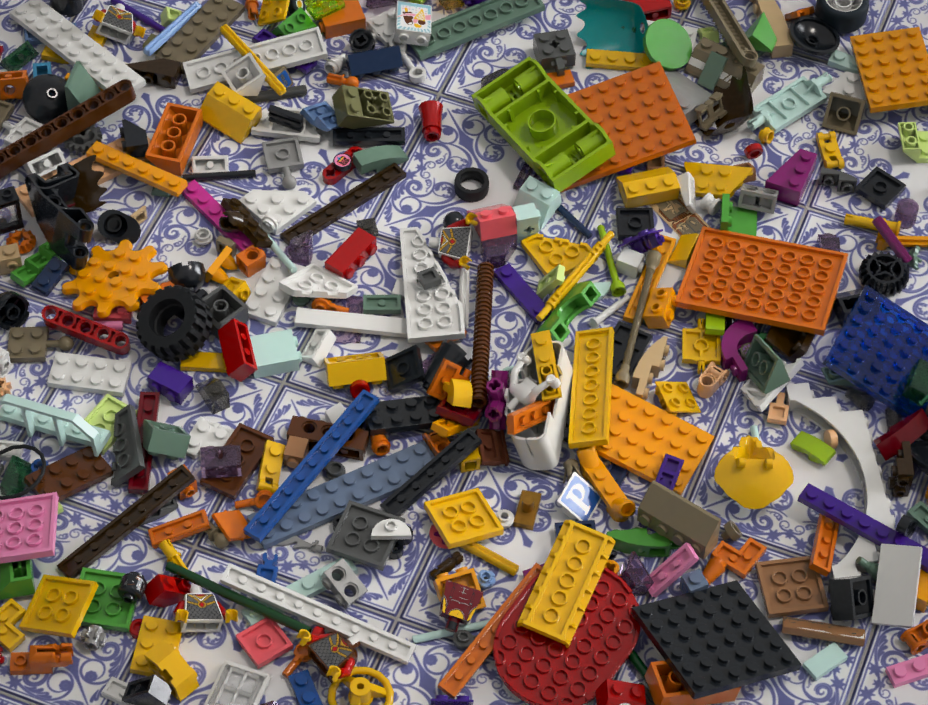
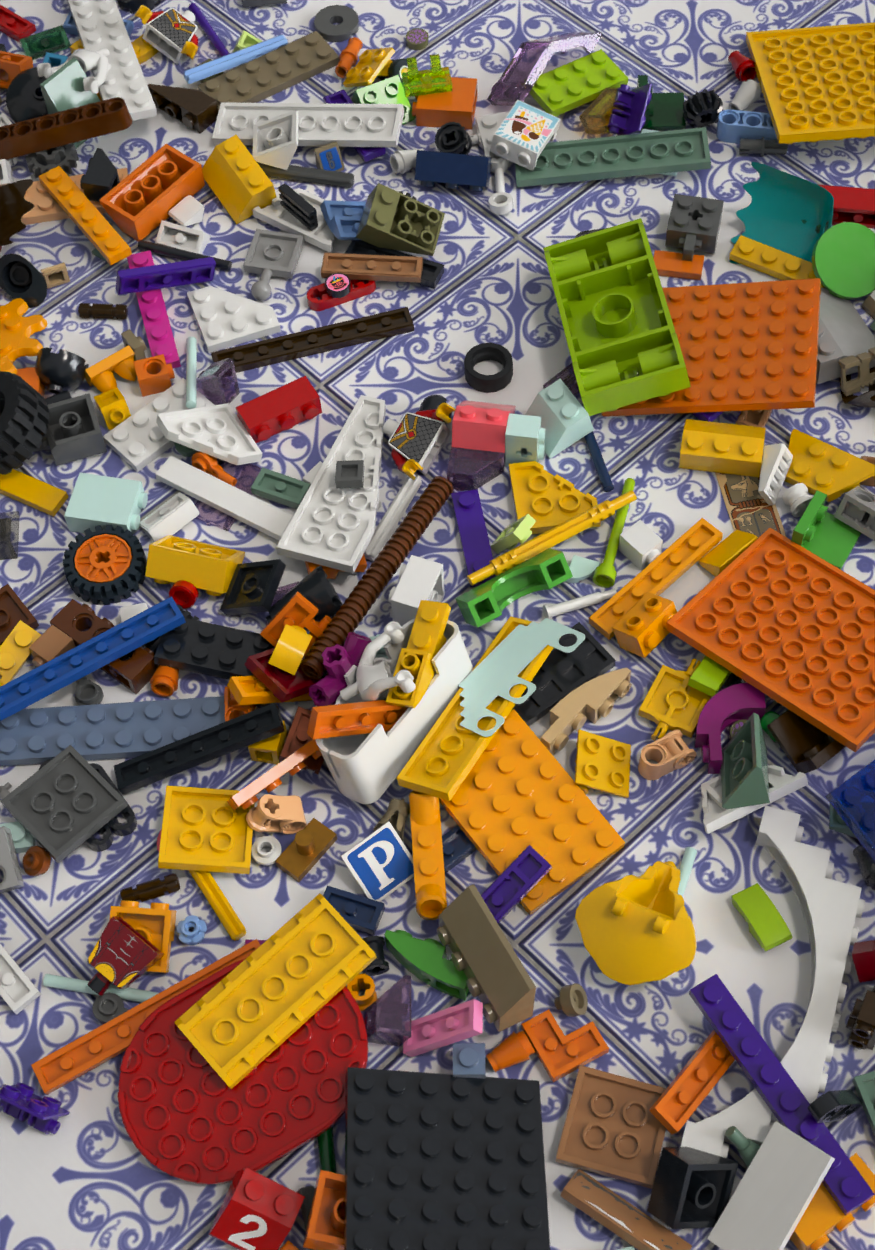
camera: 30 degrees right, 5 degrees up
(68, 61) = (89, 61): none -> white piece
(185, 230) = (103, 311): none -> dark brown axle
(203, 232) = (117, 324): white plate -> none
(204, 144) = (187, 211): none -> white slope
(223, 190) = (165, 275): none -> dark purple plate
(237, 350) = (56, 486): red brick -> none
(241, 220) = (168, 320): dark brown plate -> none
(243, 49) = (303, 129): yellow axle -> none
(269, 224) = (200, 335): white plate -> none
(295, 389) = (105, 564): none -> wheel
(341, 80) = (403, 182): orange axle -> none
(358, 142) = (373, 267): none -> medium nougat tile
(368, 225) = (325, 380): clear smoke plate -> none
(370, 575) = (36, 861): none -> dark orange plate
(378, 158) = (389, 294): sand green slope -> none
(390, 530) = (93, 809): white plate -> none
(431, 119) = (484, 264): red plant -> none
(487, 474) = (271, 779): none -> plate
(501, 495) = (277, 814): none -> light nougat piece
(512, 336) = (418, 581): none -> white brick
(591, 360) = (501, 670): none -> light aqua piece
(622, 377) = (536, 705): dark tan hose -> none
(632, 221) = (678, 493): black plate -> none
(644, 241) = (671, 520): dark purple hinge -> none
(778, 411) = (738, 840): light nougat plate -> none
(831, 438) = (795, 913): light nougat tile -> none

